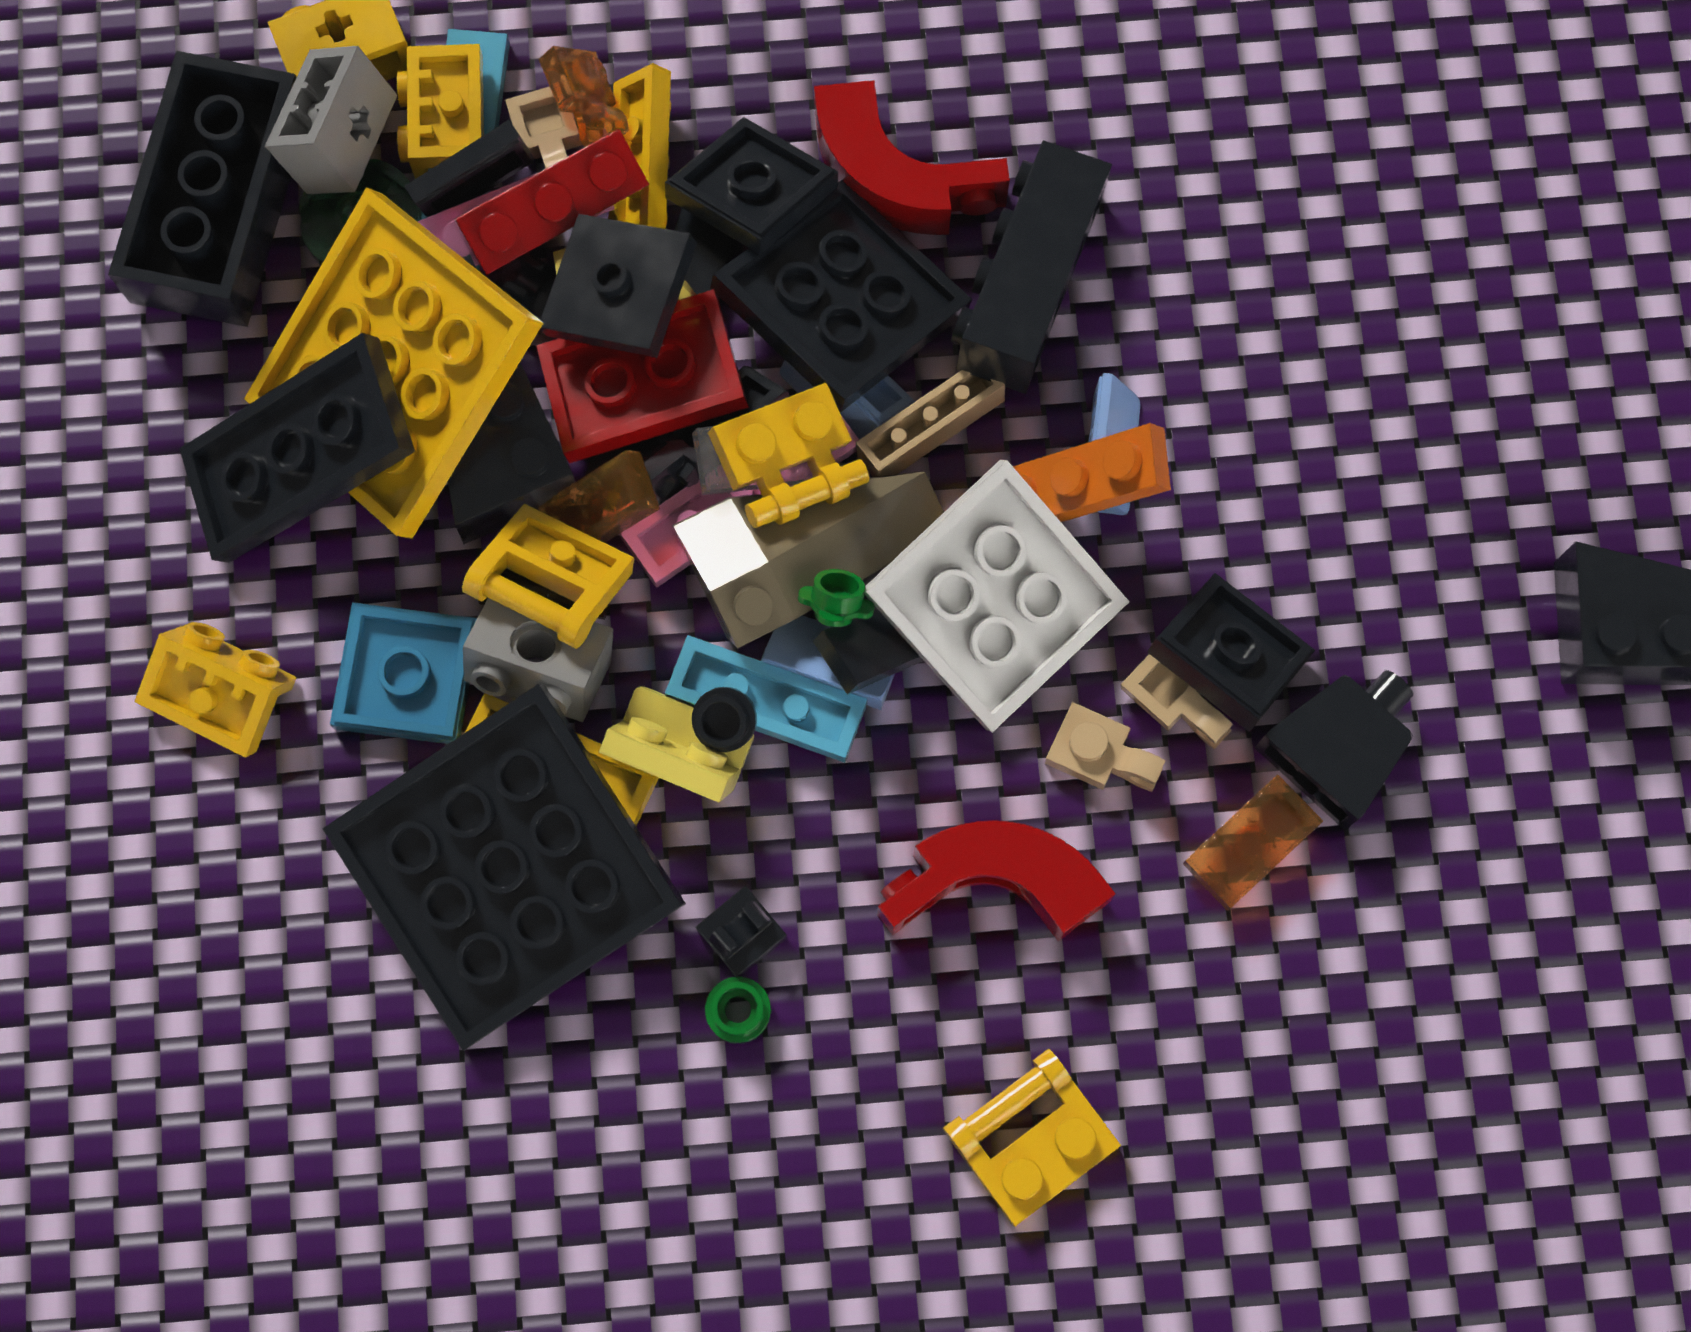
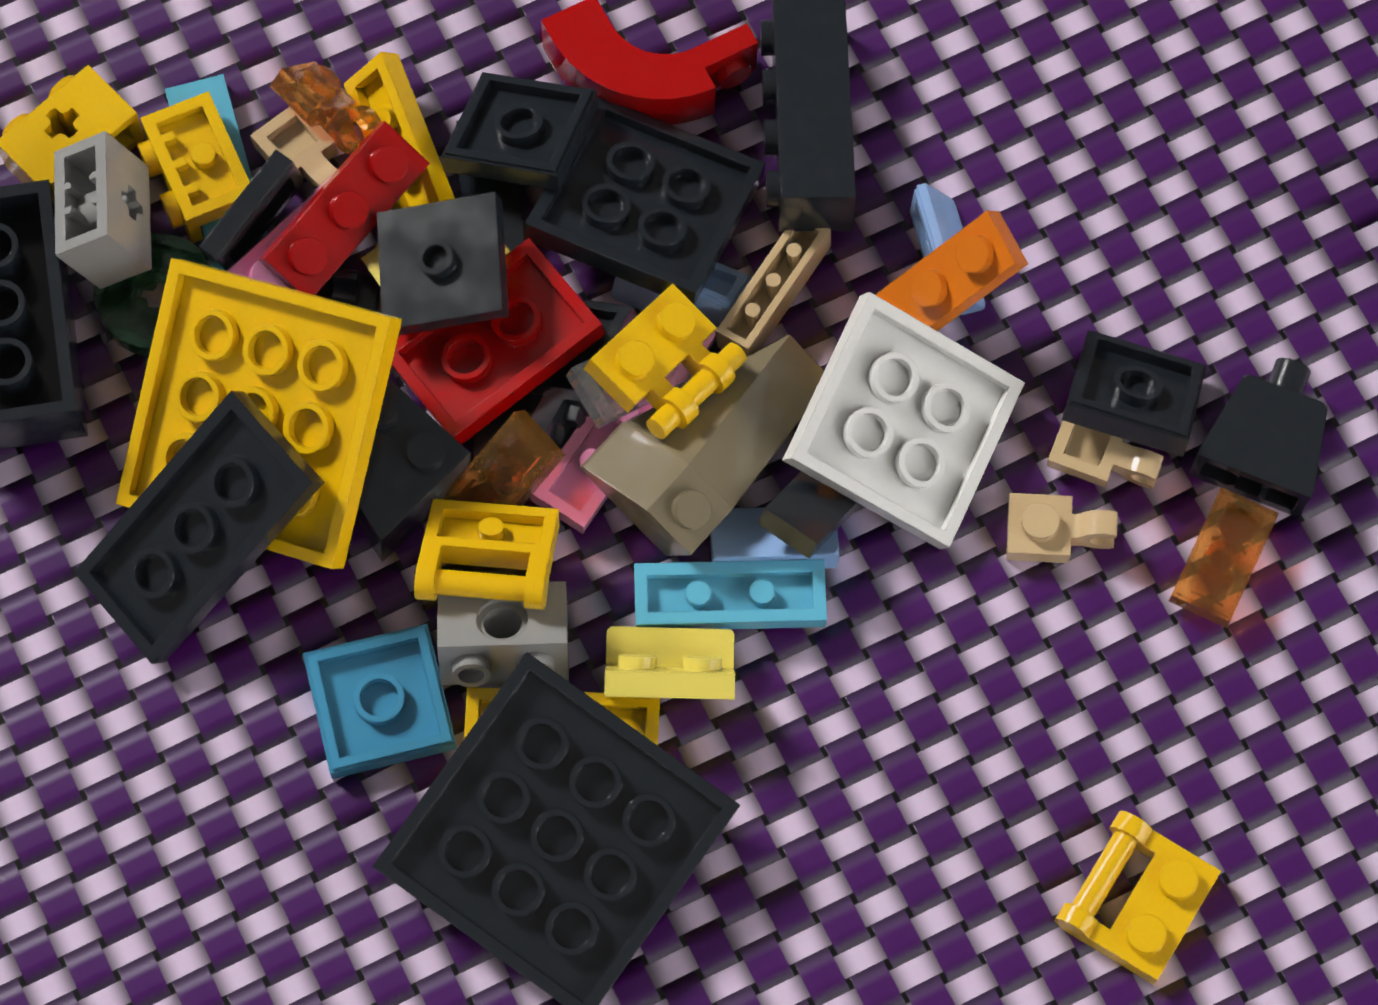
camera: 25 degrees left, 5 degrees down
(213, 686) = (204, 780): yellow bracket -> none
(724, 719) = (704, 624): black plate -> none
(732, 989) = (829, 868): green plate -> none
(741, 932) = (795, 816): black tile -> none
(837, 598) = (764, 474): green plate -> none
(1002, 854) = (1016, 650): red arch -> none

